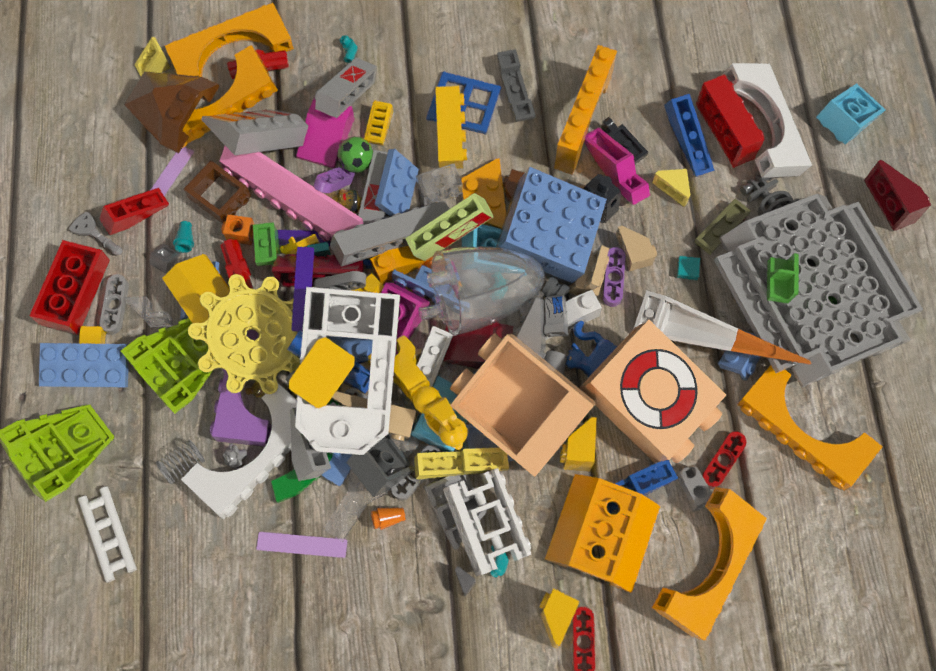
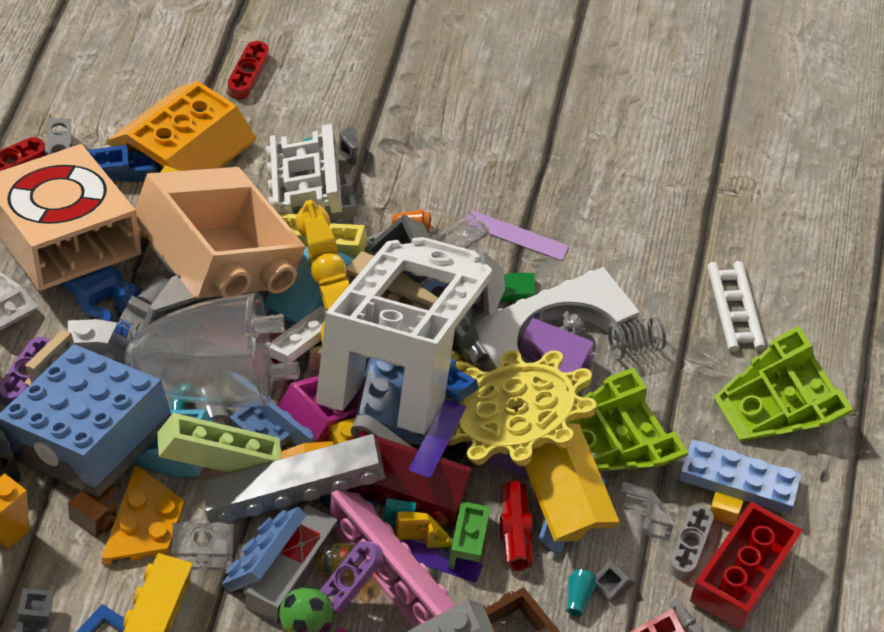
camera: 170 degrees left, 20 degrees down
(244, 235) = (497, 565): orange brick -> none
(321, 372) = (445, 289): yellow piece -> none
(557, 615) = (263, 82): yellow slope -> none
(738, 530) = (39, 93): light orange arch -> none

